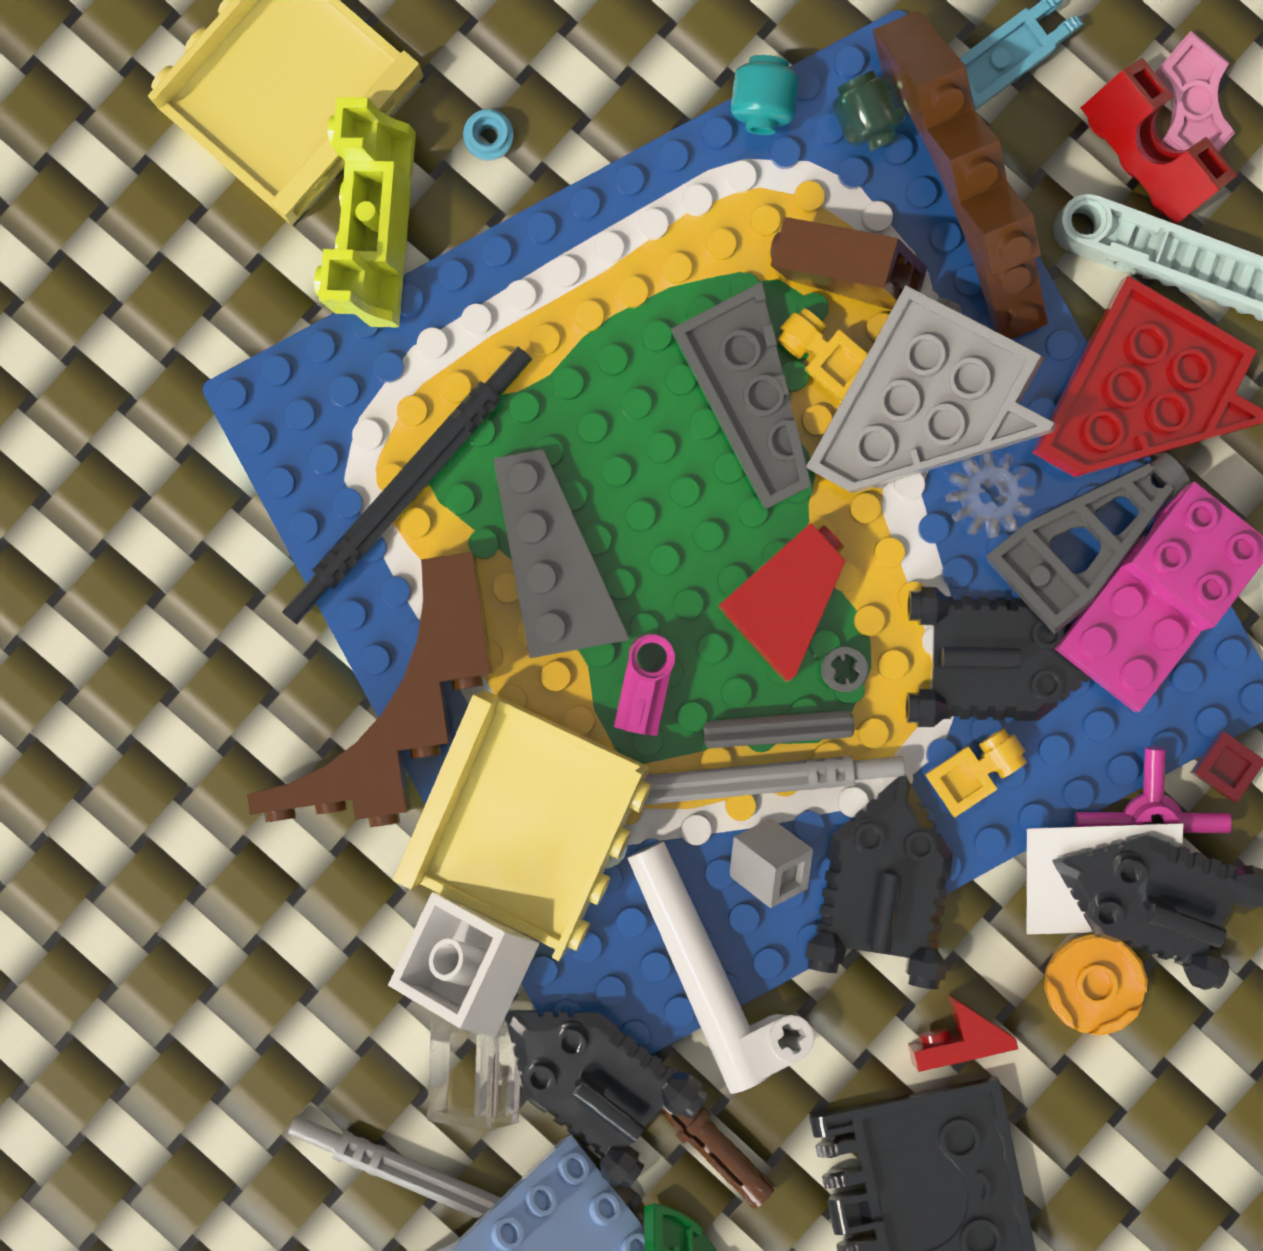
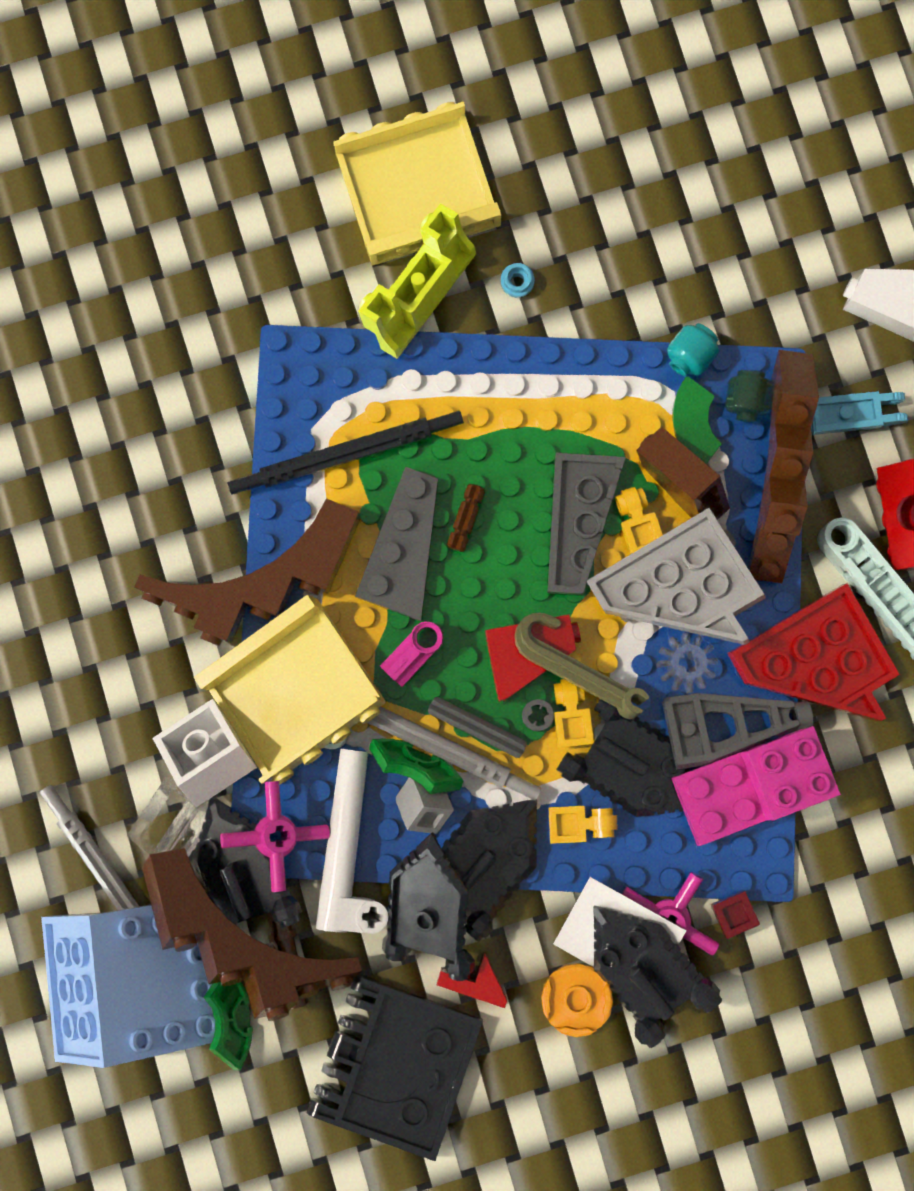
camera: 35 degrees right, 5 degrees down
(600, 1007) = (270, 824): none -> dark pink bar
(607, 476) = (466, 517): none -> reddish brown axle
(645, 1190) = (229, 954): none -> reddish brown arch
(712, 824) = (429, 771): none -> green tile
(815, 185) = (691, 417): none -> green tile
(856, 989) = (428, 910): none -> black shield
(858, 590) = (573, 670): none -> olive piece
(895, 654) = (572, 725): none -> yellow plate

